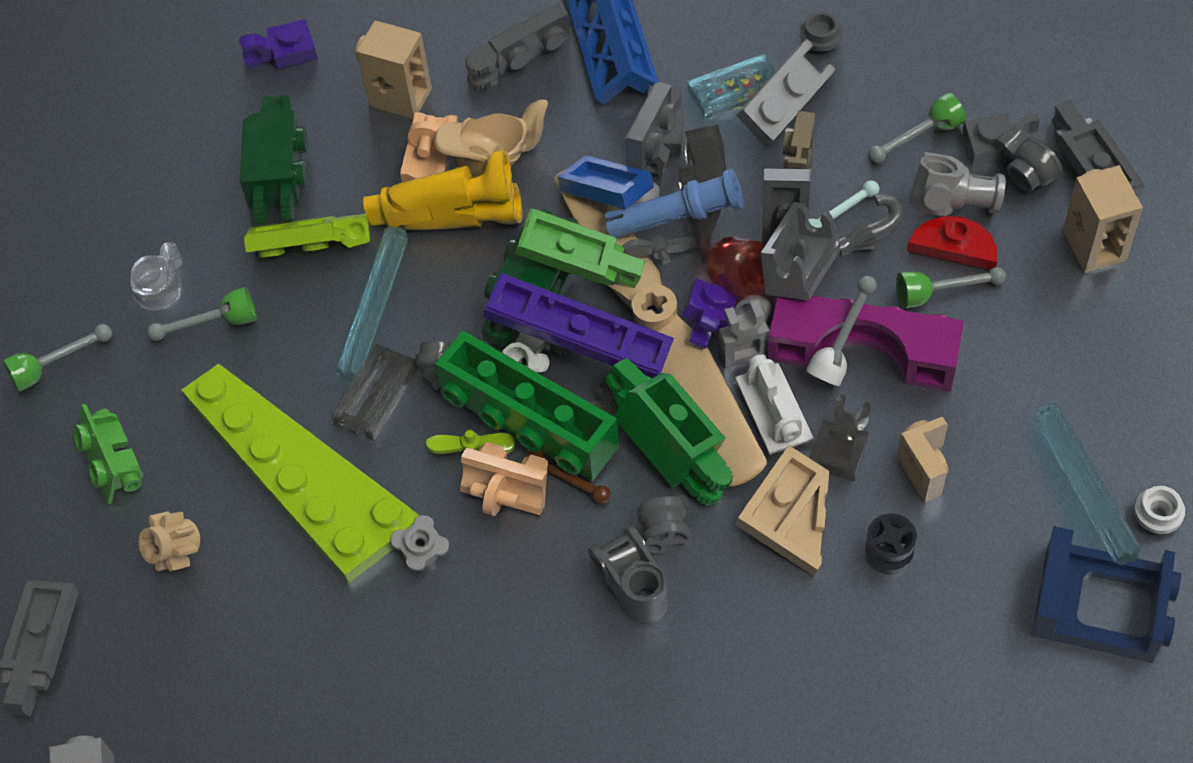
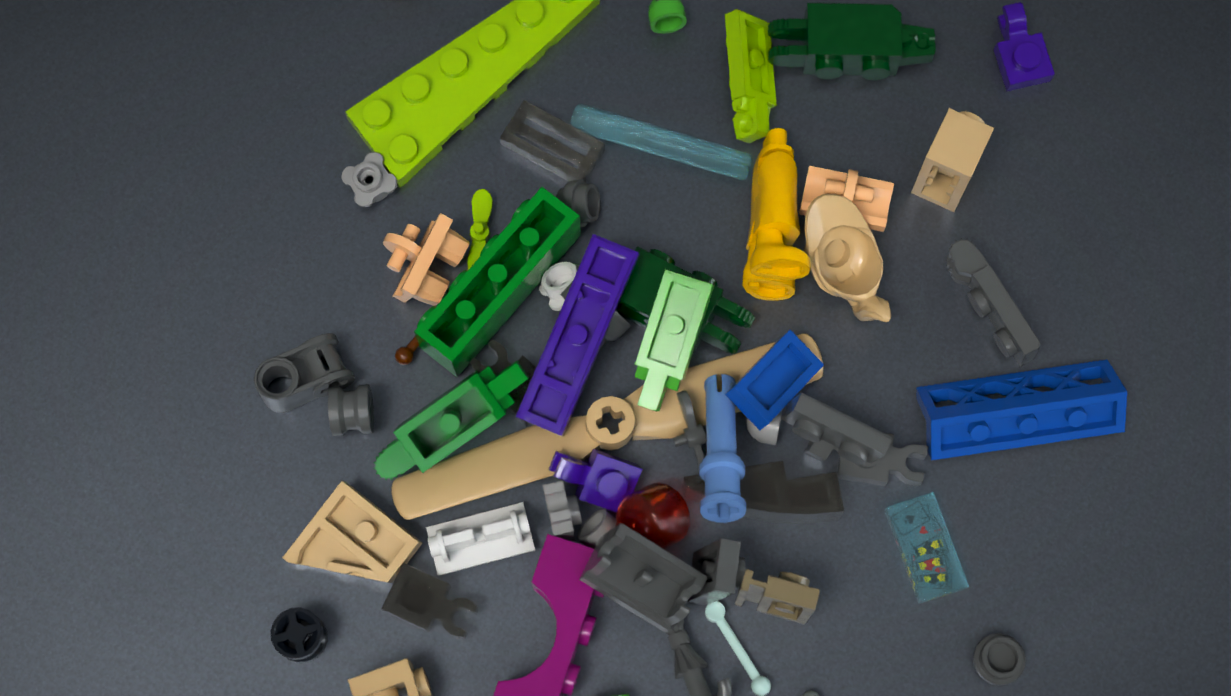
camera: 90 degrees right, 15 degrees up
(783, 95) = (904, 602): light grey hinge -> none
(829, 362) = (525, 597): hinge -> none

